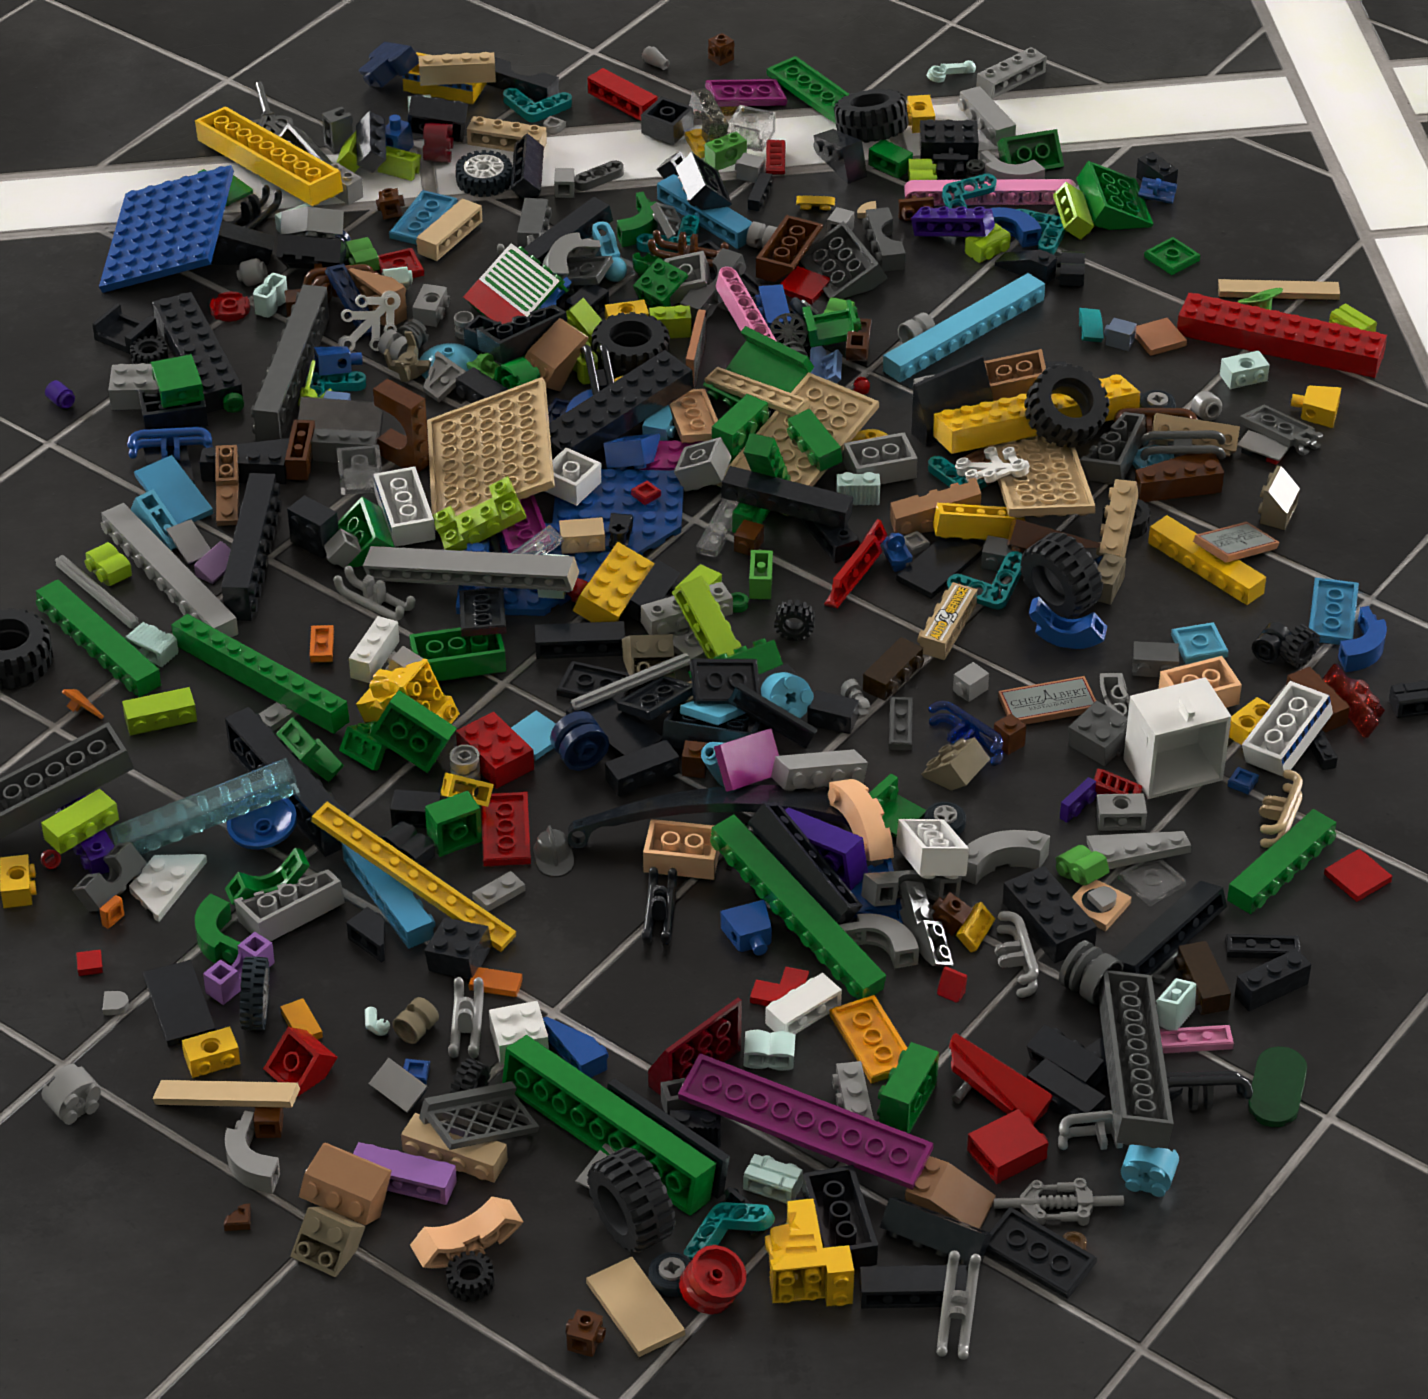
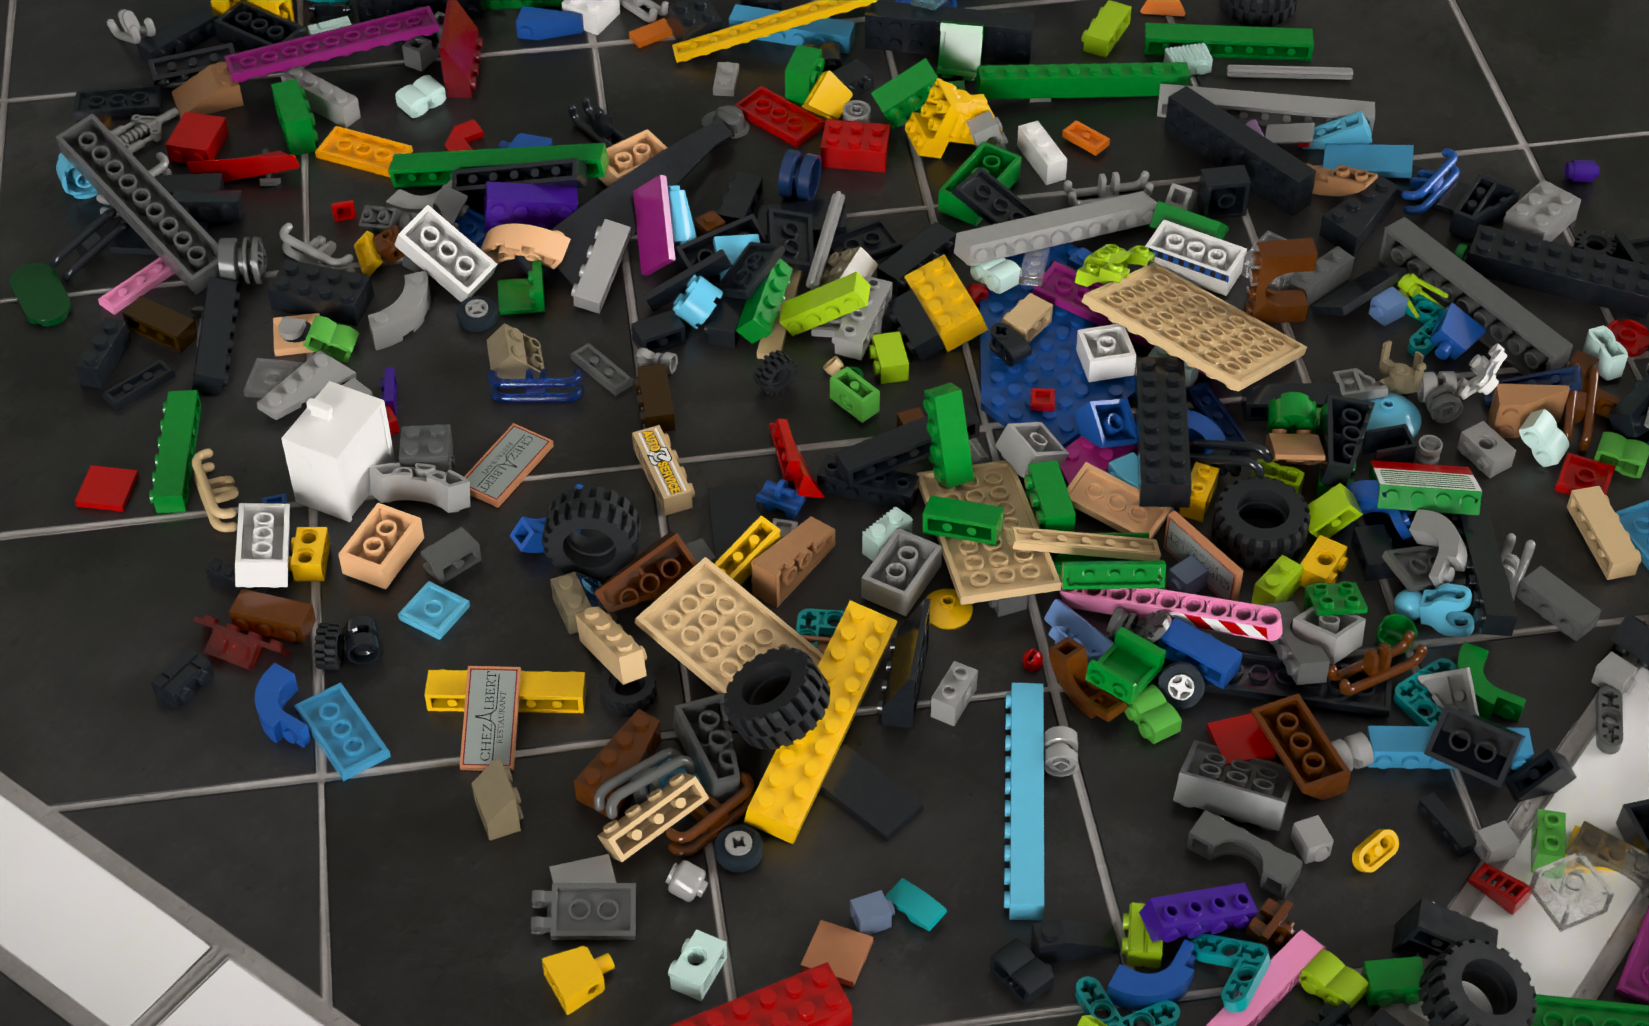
camera: 135 degrees right, 5 degrees up
(108, 564) = (1315, 85): lime brick -> none
(177, 380) = (1500, 198): green panel -> none
(299, 450) = (1330, 234): reddish brown brick -> none
(536, 733) = (851, 180): medium azure tile -> none
(712, 357) = (1188, 576): none -> sand blue brick
(746, 611) = (833, 366): none -> tan hinge
(803, 1005) = (430, 128): white brick -> none
(861, 213) = (1319, 892): tan tile -> none
(970, 681) = (581, 430): light grey brick -> none
(992, 590) = (656, 522): teal beam -> none
(1012, 733) = (499, 404): reddish brown brick -> none
(1014, 373) = (892, 751): medium nougat brick -> none
(1016, 467) = (755, 617): white plant -> none
(1176, 1004) = (158, 278): light aqua brick -> none

